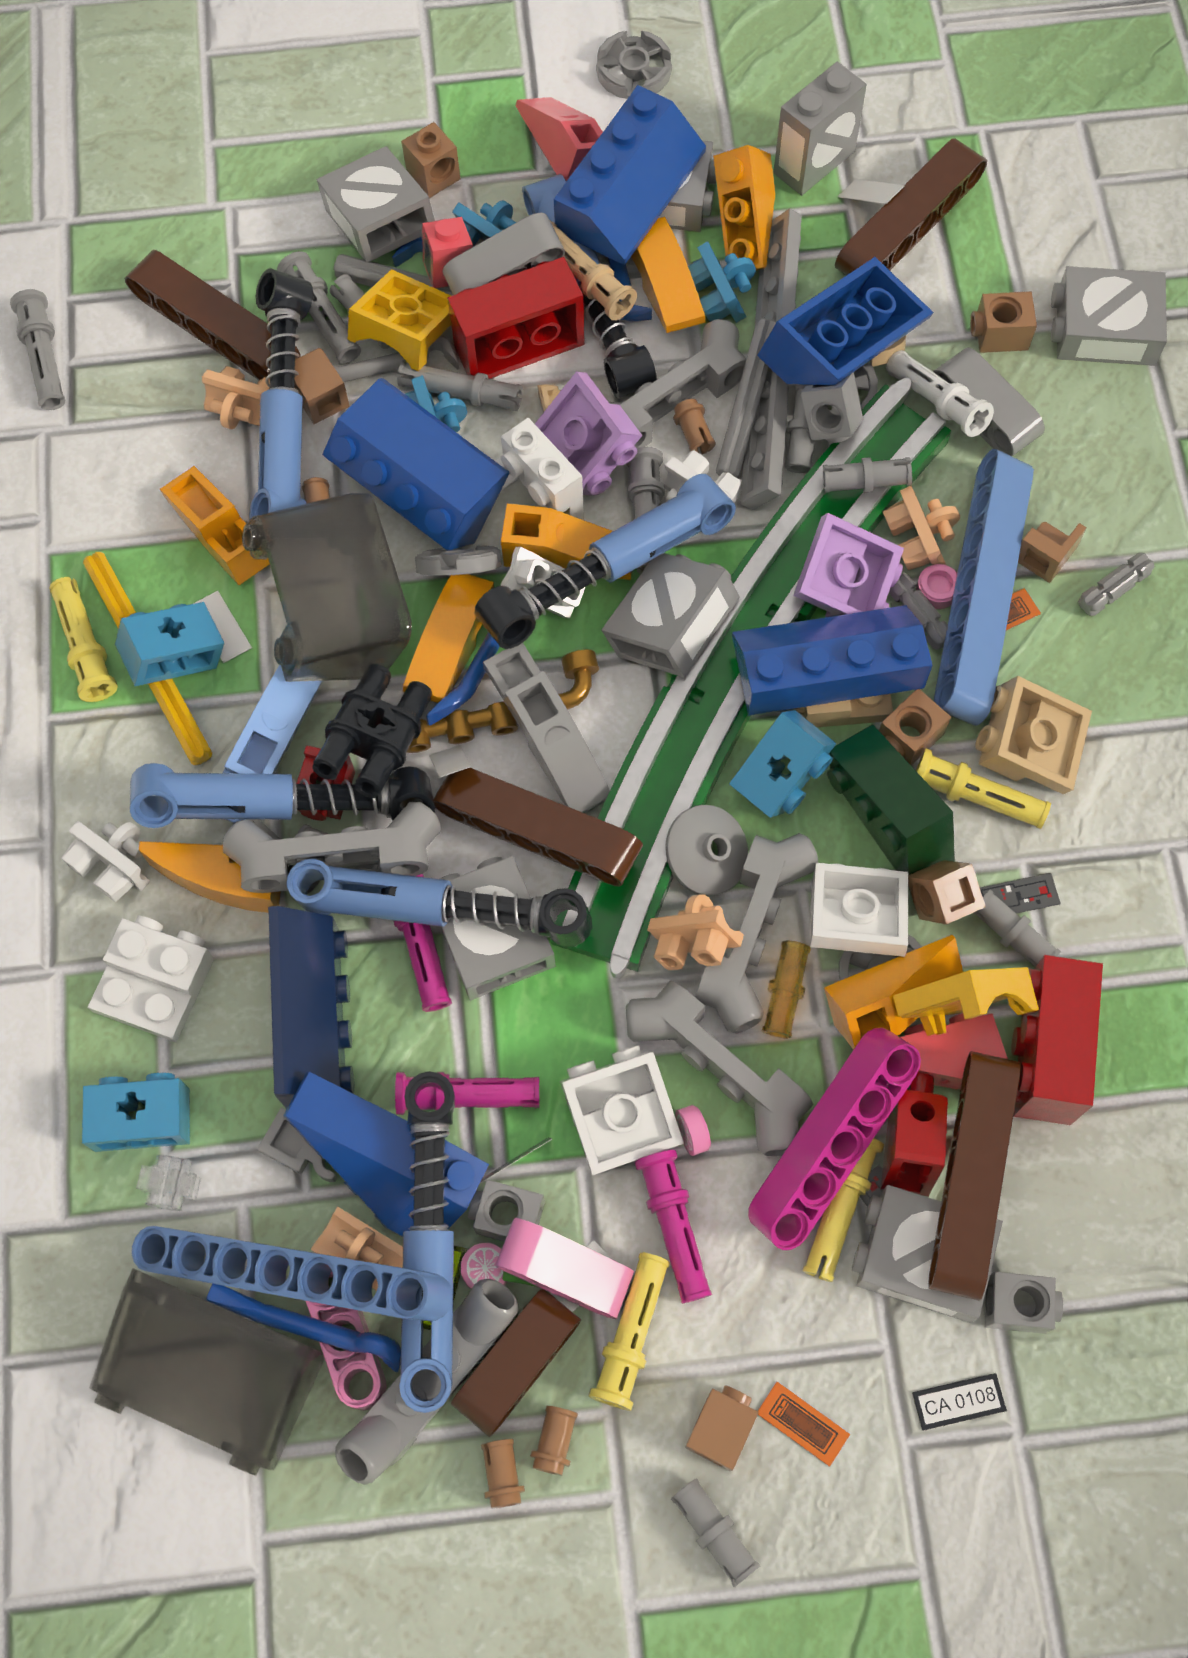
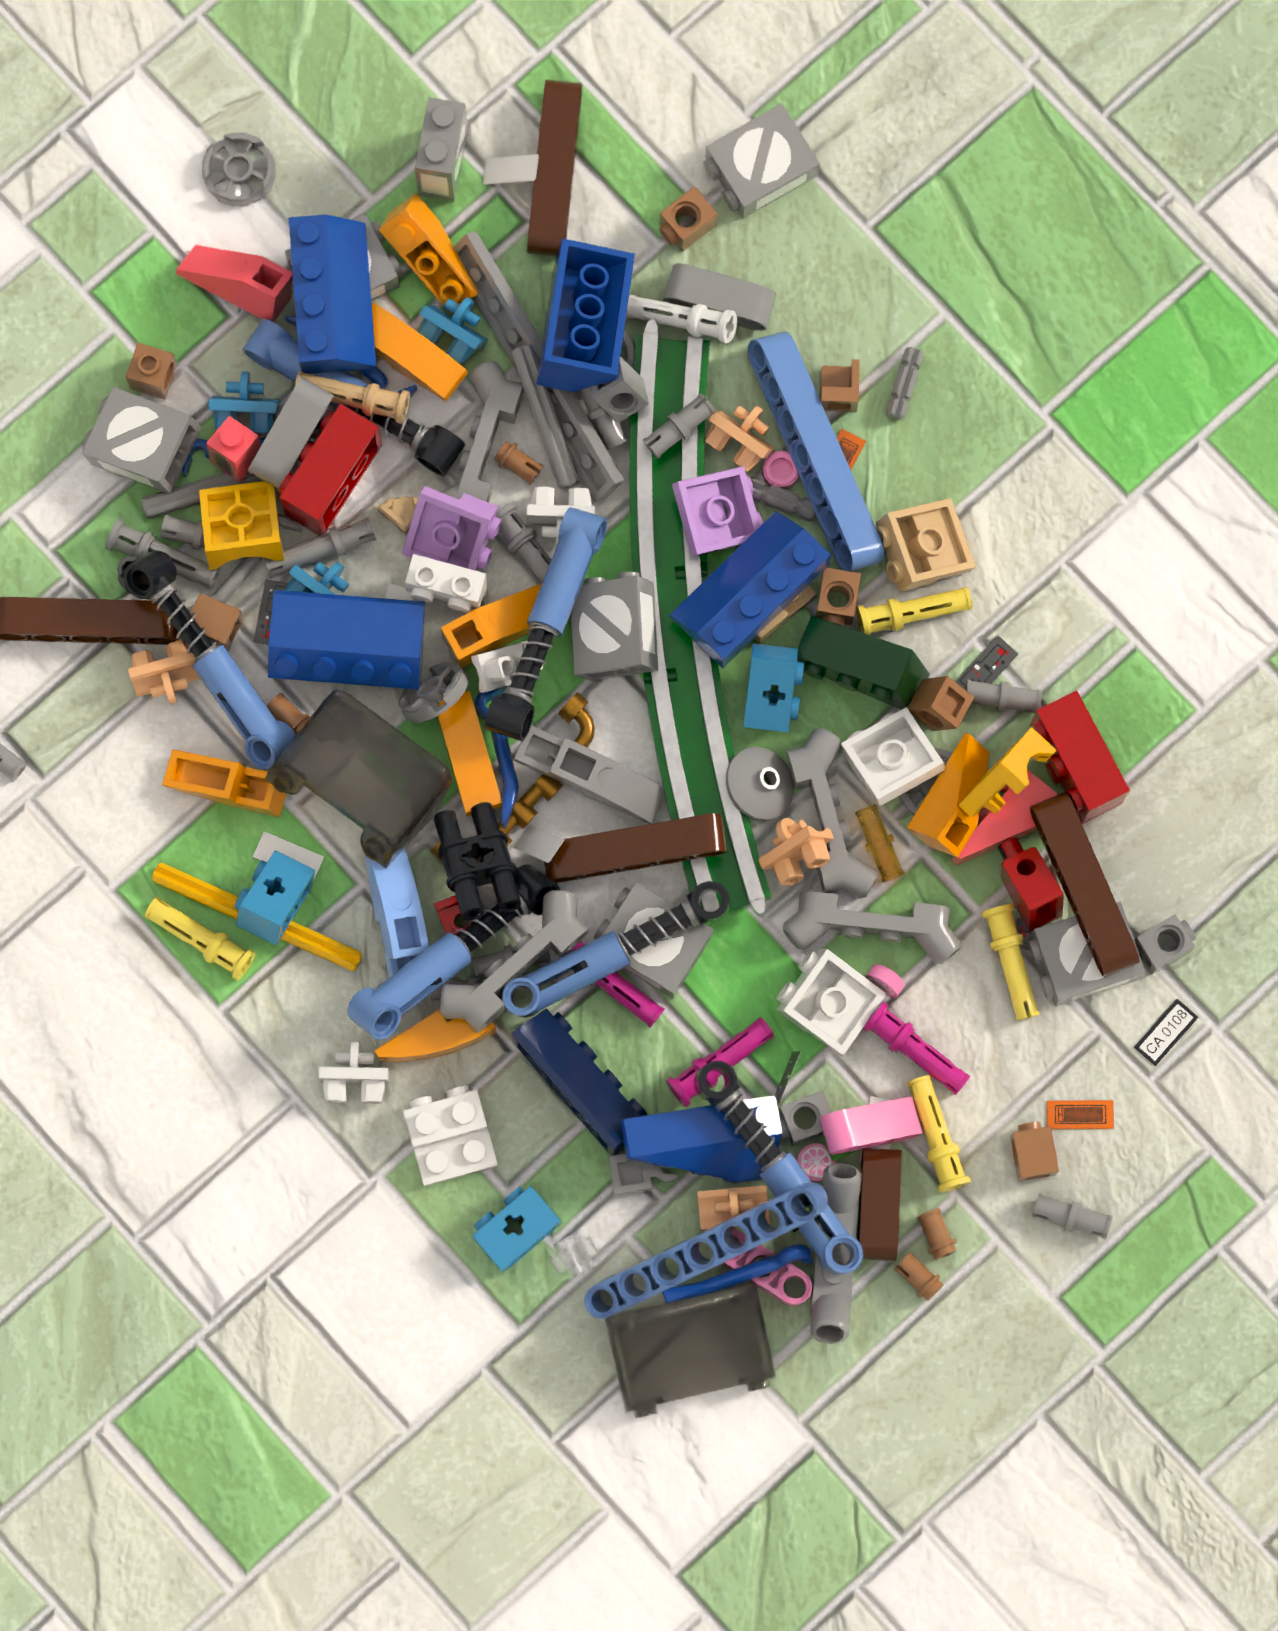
camera: 40 degrees left, 10 degrees up
(834, 1138) = (981, 923): dark pink beam -> none

